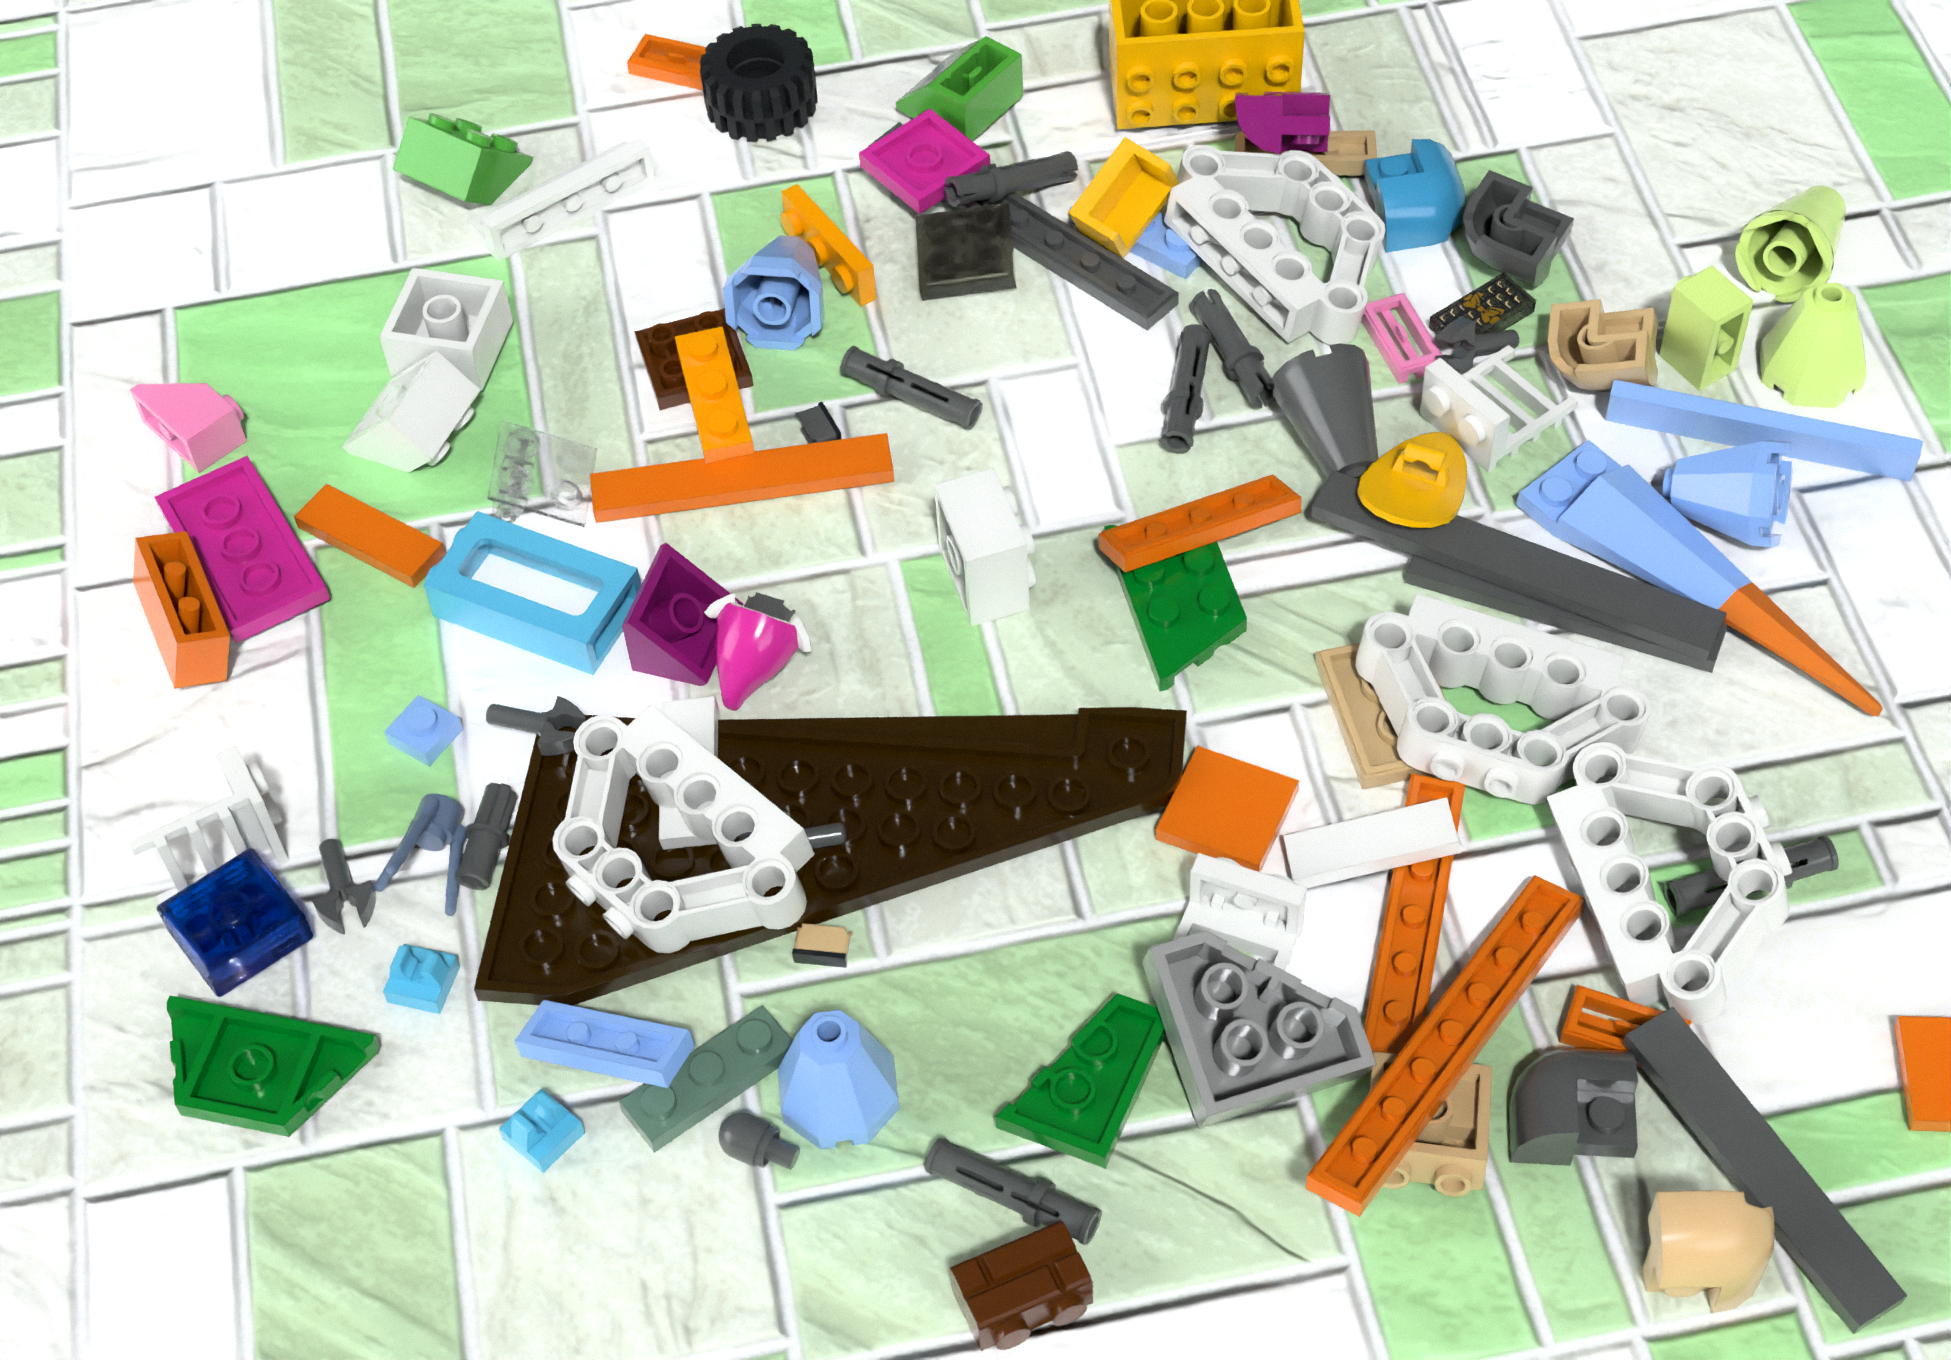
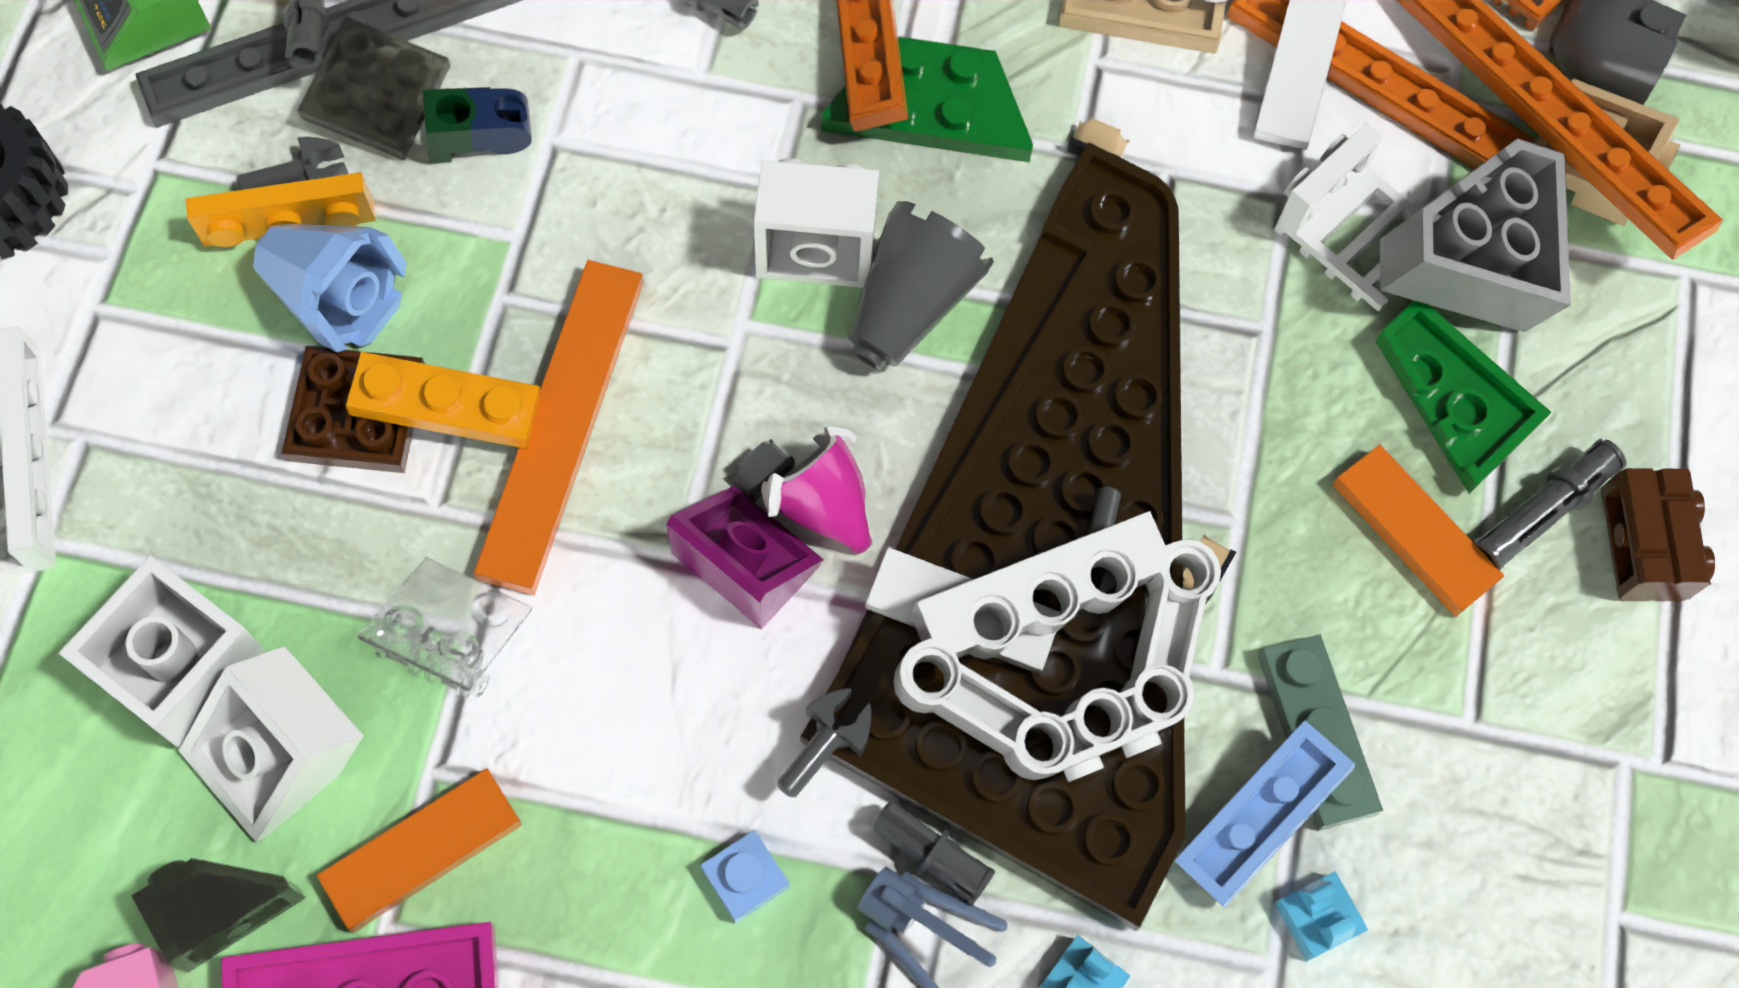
camera: 75 degrees left, 15 degrees up
(278, 436) = (208, 906): none -> clear smoke slope
(523, 623) = (646, 726): medium azure piece -> none
(755, 1141) = (1417, 711): dark grey cylinder -> none
(818, 425) = (532, 322): dark grey piece -> none
(837, 1082) = (1380, 612): light blue cone -> none
(875, 246) = (302, 168): none -> dark grey bar
(893, 380) = (477, 247): dark grey pin -> none
(920, 158) = (228, 67): dark pink plate -> none
(937, 1094) = (1418, 530): none -> orange tile
(966, 316) = (475, 121): none -> leg
(970, 634) = (913, 284): none -> dark grey cone
(1204, 728) = (1099, 134): none -> tan piece
(1227, 809) = (1204, 161): orange tile -> none

